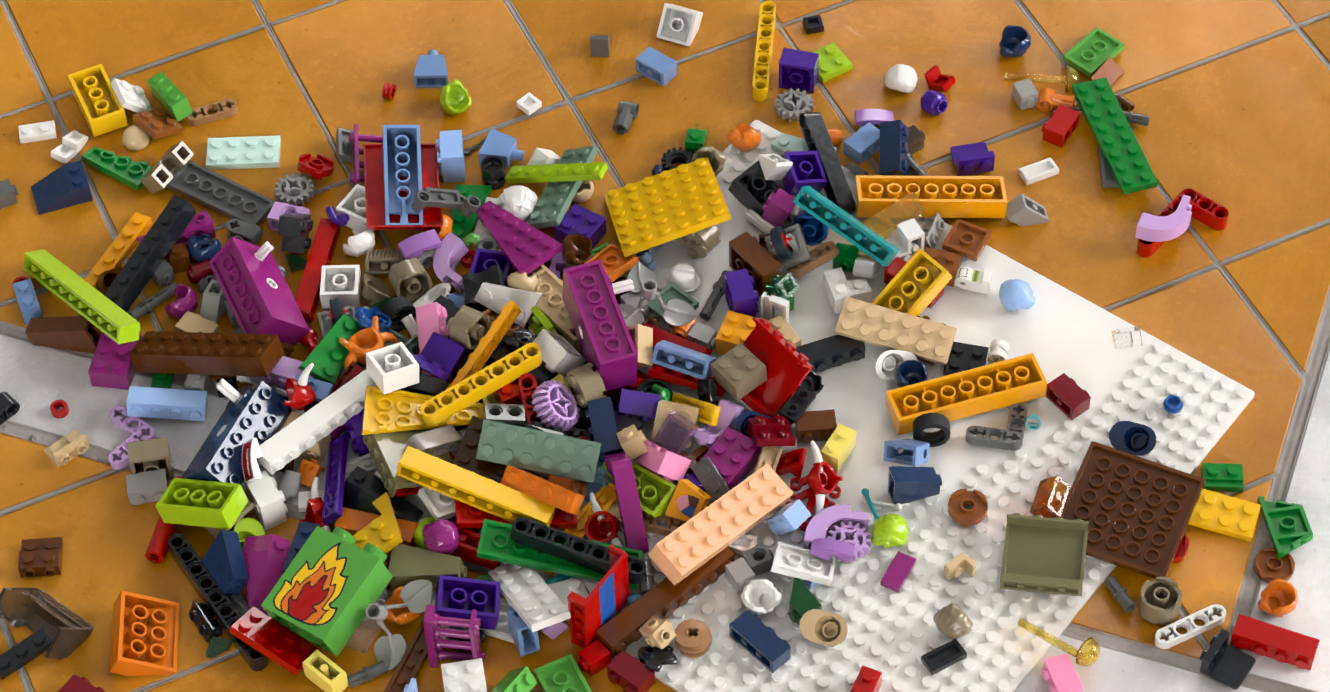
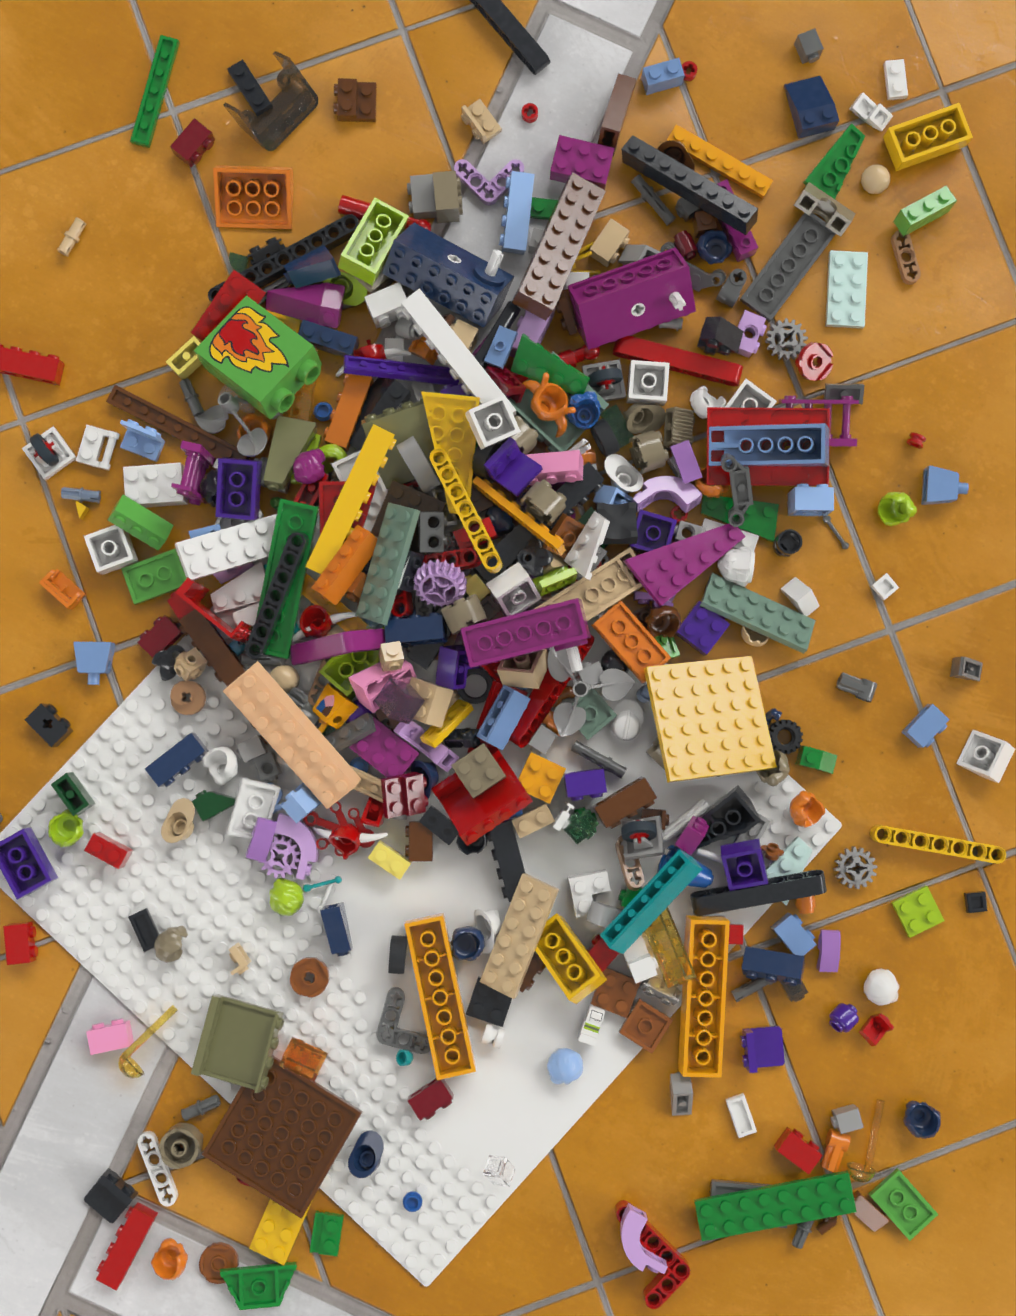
camera: 85 degrees right, 35 degrees up
(81, 296) = (644, 122): lime brick -> none
(130, 96) = (927, 171): white plate -> none
(157, 123) = (889, 199): dark orange plate -> none
(184, 302) = (642, 227): magenta hair -> none
(250, 454) = (409, 284): slope -> none
(296, 262) = (691, 340): clear green tile -> none
(299, 392) = (484, 335): red helmet -> none
(336, 219) = (734, 378): dark purple arm -> none
(382, 531) = (324, 406): yellow wing -> none
(471, 238) = (694, 513): bright green arm -> none
(501, 146) = (820, 552): medium blue torso -> none
(521, 281) = (606, 561): tan hair -> none
(556, 172) = (771, 608): lime plate -> none
(663, 392) = (466, 693): green arm -> none
(774, 166) = (750, 835): white slope -> none
(798, 70) = (899, 878): dark purple brick -> none
(855, 169) = (755, 923): dark grey tile -> none
(898, 572) = (244, 899): magenta tile -> none
(913, 453) = (371, 927): medium blue torso -> none

